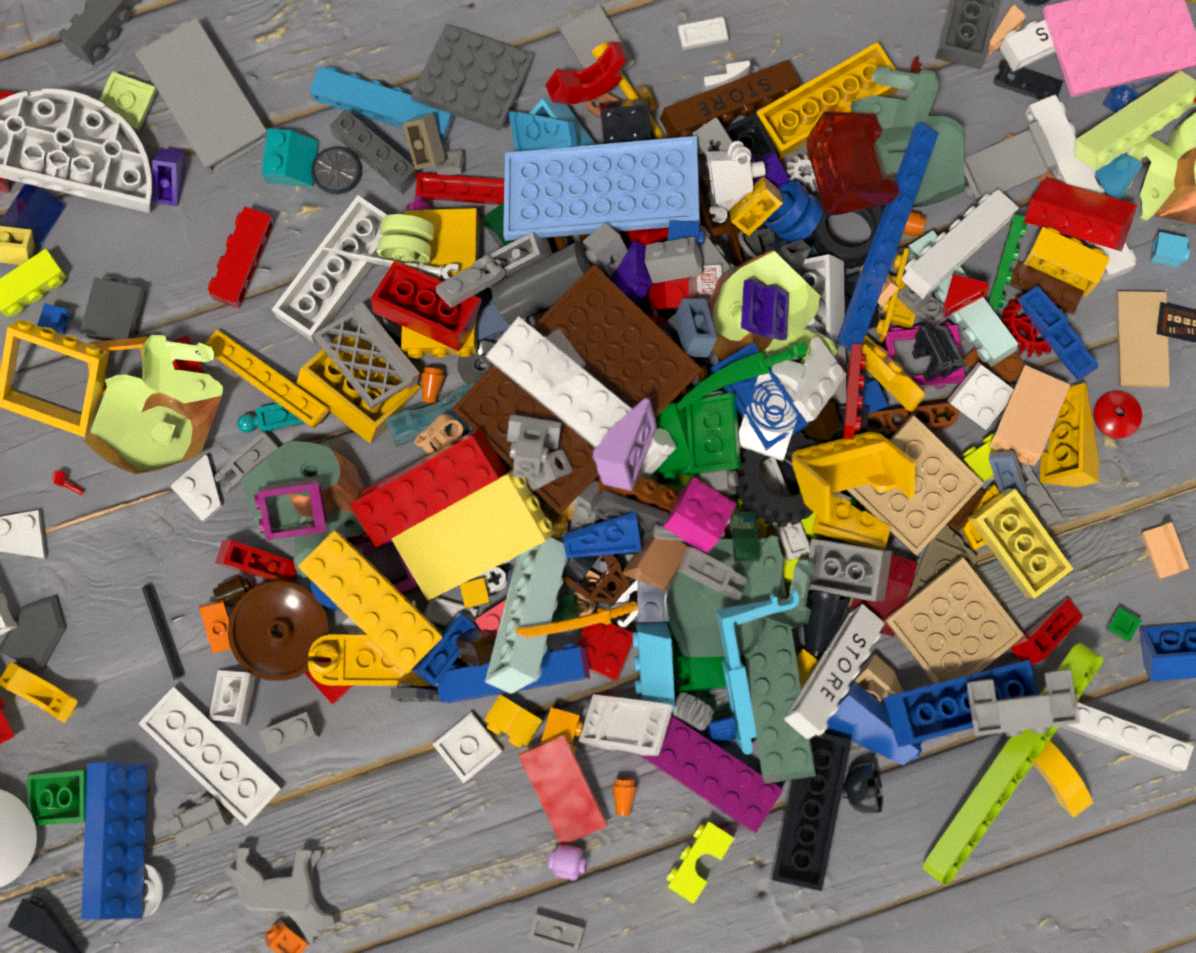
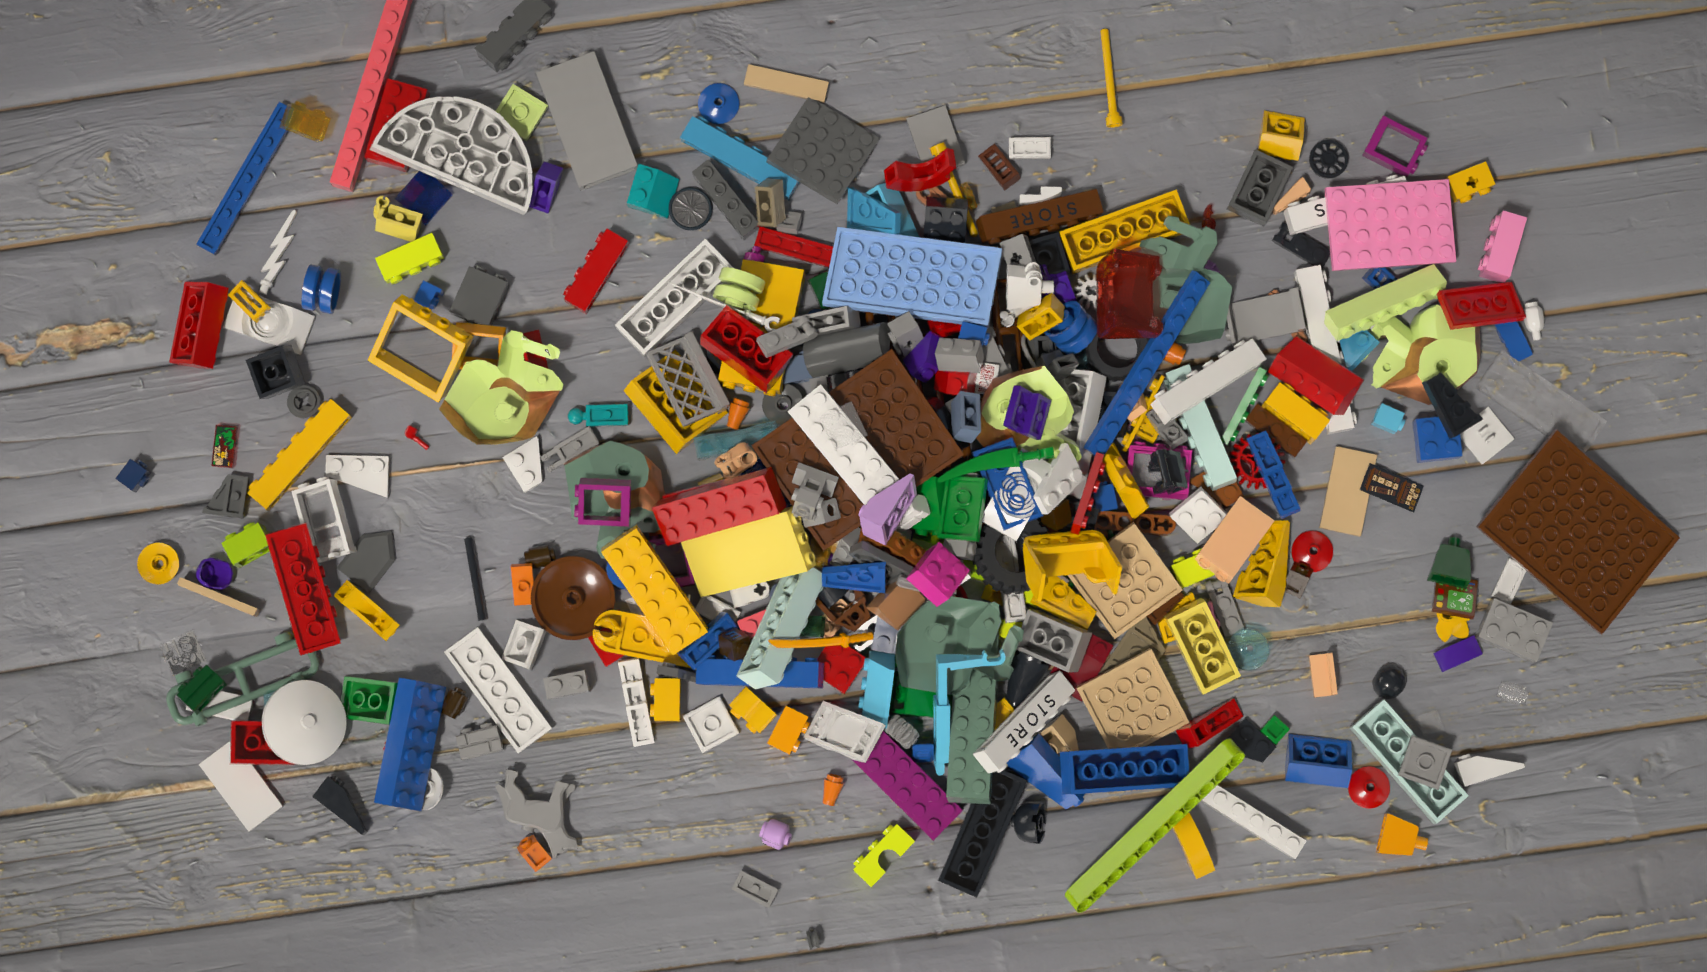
camera: 10 degrees right, 5 degrees up
(161, 781) = (454, 702): none -> dark brown brick
(255, 562) = (563, 536): red slope -> none
(267, 380) = (598, 382): yellow tile -> none
(352, 60) = (718, 113): none -> blue dish
(374, 738) = (636, 701): none -> white slope
(409, 728) = (666, 699): none -> yellow brick
(417, 16) = (786, 83): none -> tan tile
(475, 593) = (741, 599): yellow tile -> none
(563, 789) = (783, 774): tile -> none
(684, 71) = (1009, 180): none -> copper slope
(711, 572) = (937, 622): light grey hinge -> none
(745, 536) = (972, 597): clear green tile -> none
(962, 293) = (1198, 426): red slope -> none
(1007, 471) = (1204, 585): sand blue plate -> none
(1024, 712) = (1173, 787): light grey bracket -> none
(1085, 531) = (1242, 657): none -> clear light blue dish
(1101, 641) = (1252, 741): none -> black wing
(1110, 447) = (1298, 579): none -> bracket

